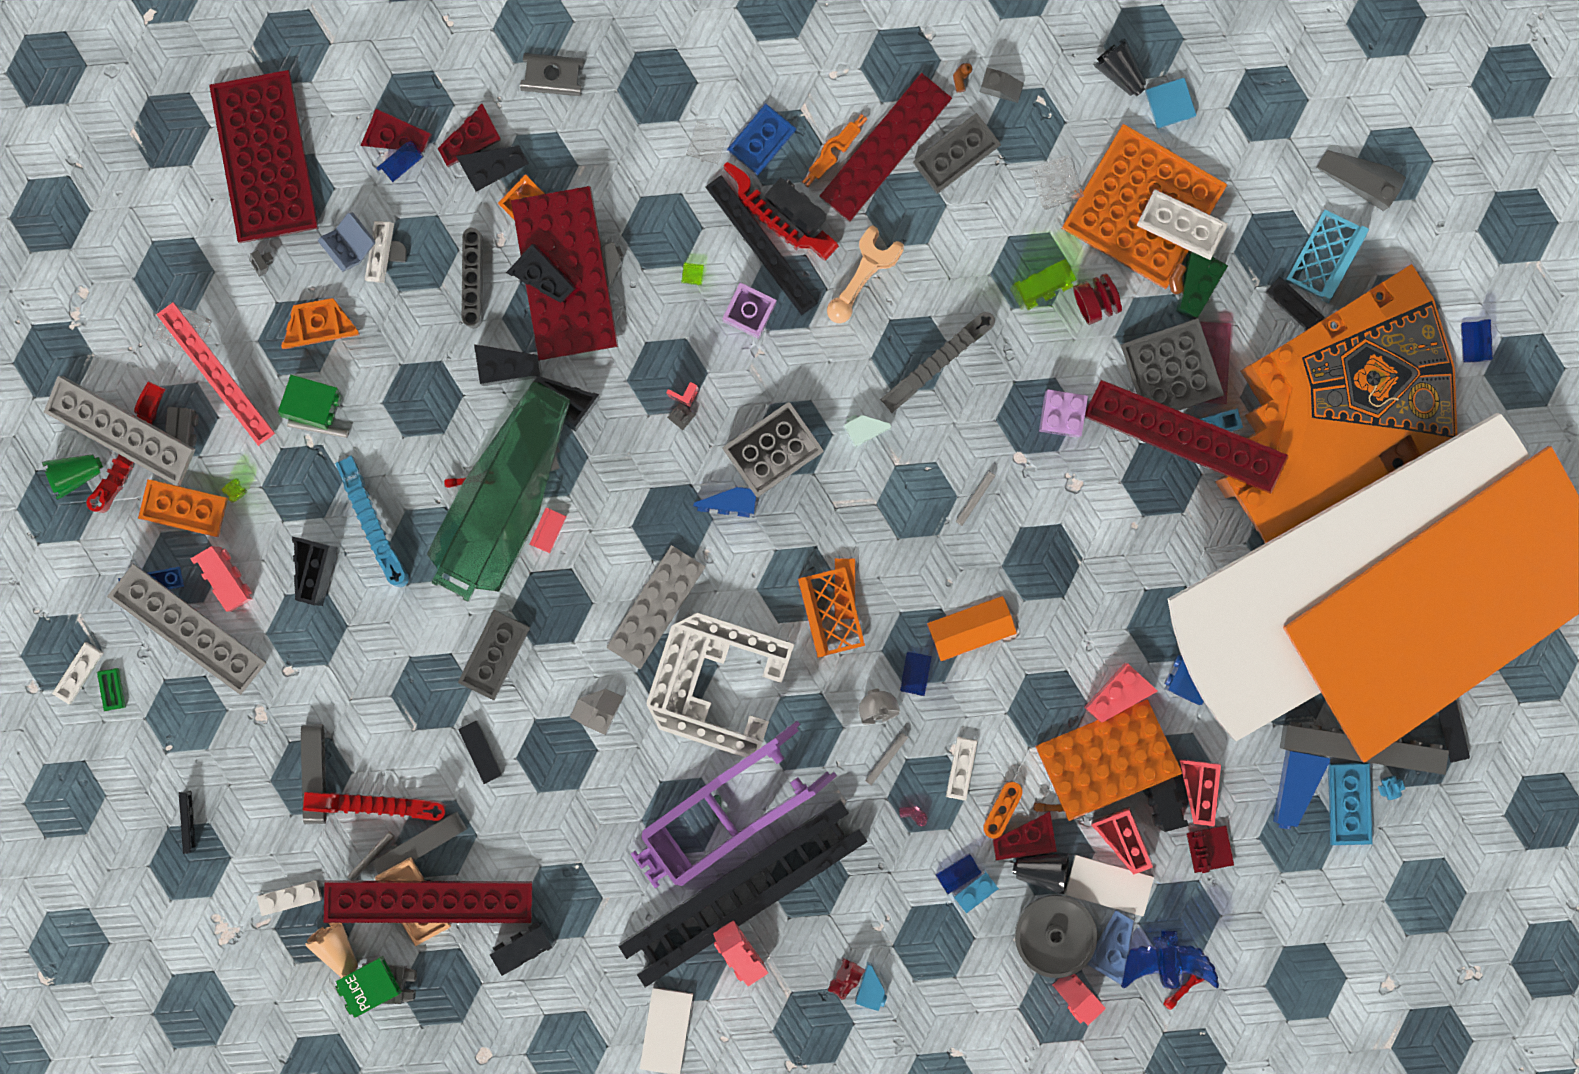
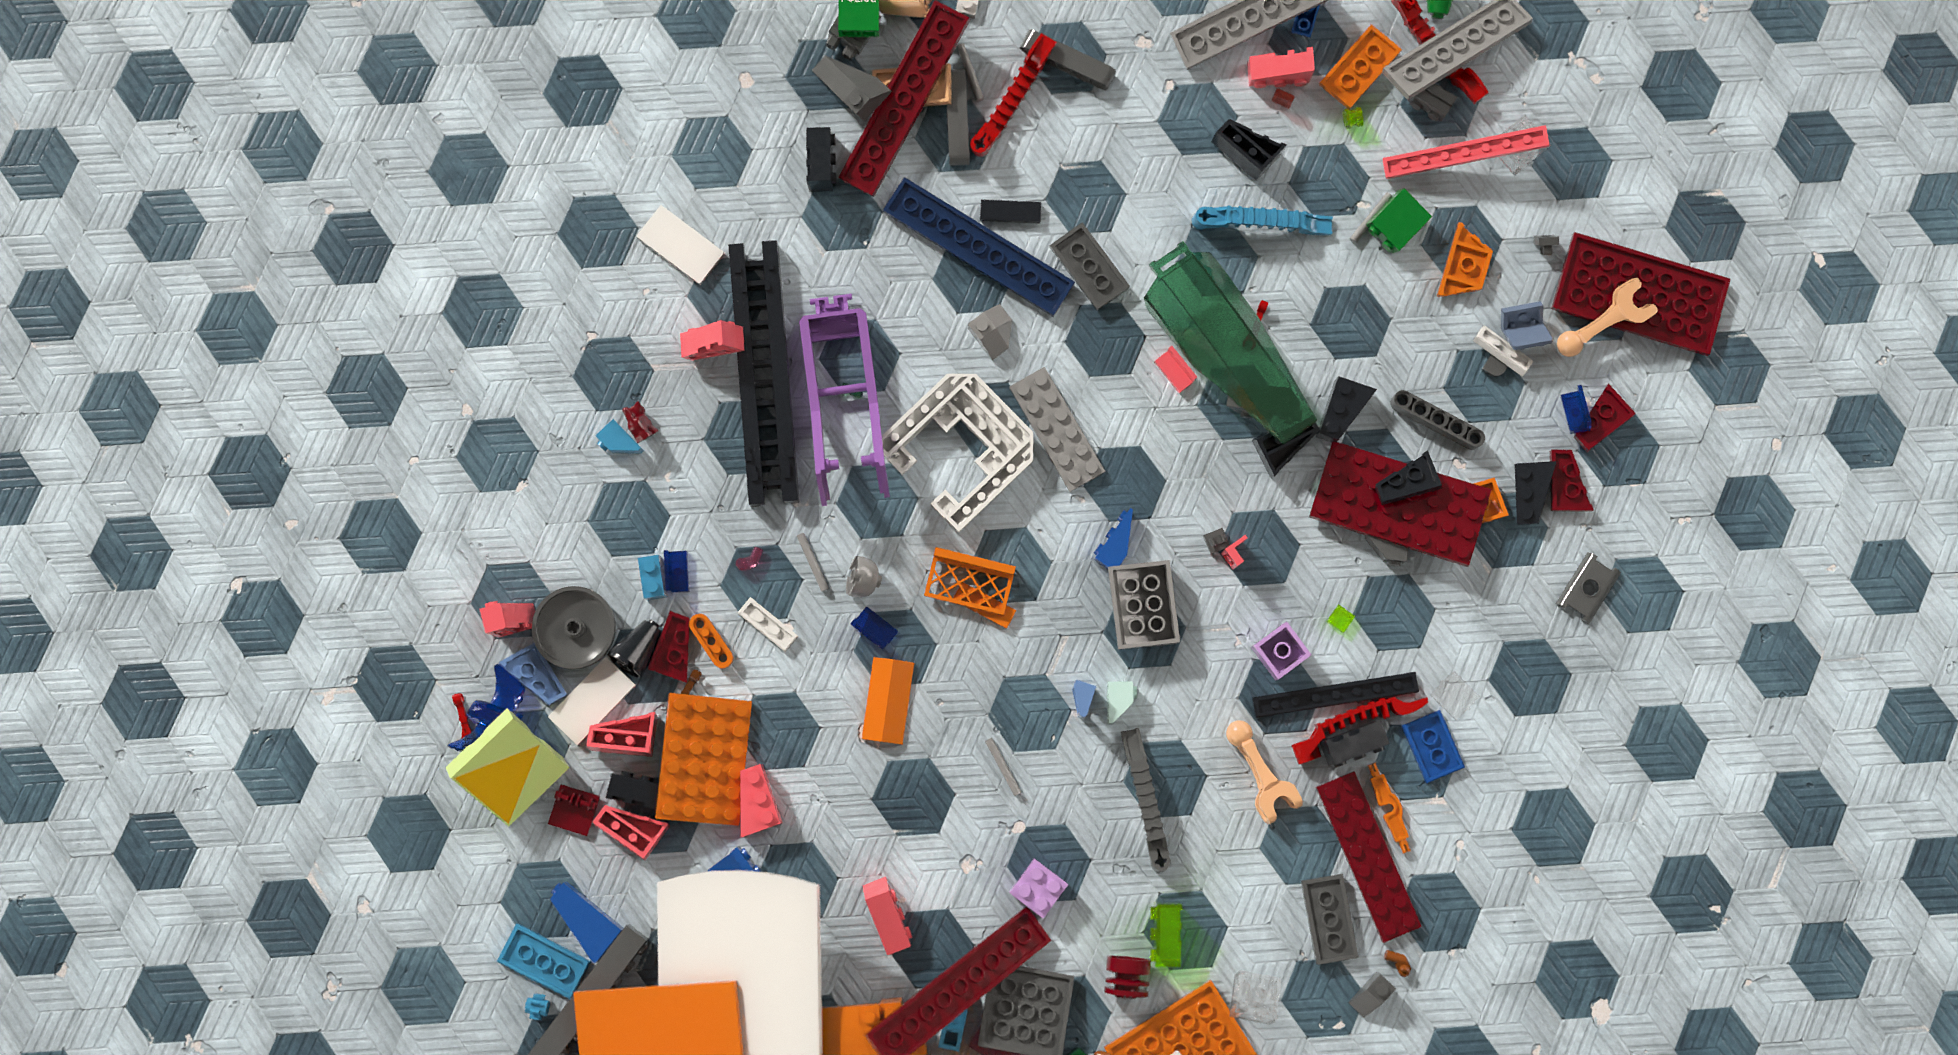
camera: 120 degrees right, 5 degrees down
(248, 562) = (1283, 98): none -> clear red tile
(288, 165) = (1622, 308): none -> light nougat piece
(442, 951) = (854, 87): none -> dark grey wedge
(528, 763) = (978, 246): none -> dark blue plate
(879, 460) = (1083, 696): none -> medium blue tile
(1155, 531) = (887, 916): none -> coral wedge
(1208, 925) = (507, 767): none -> yellowish green tile

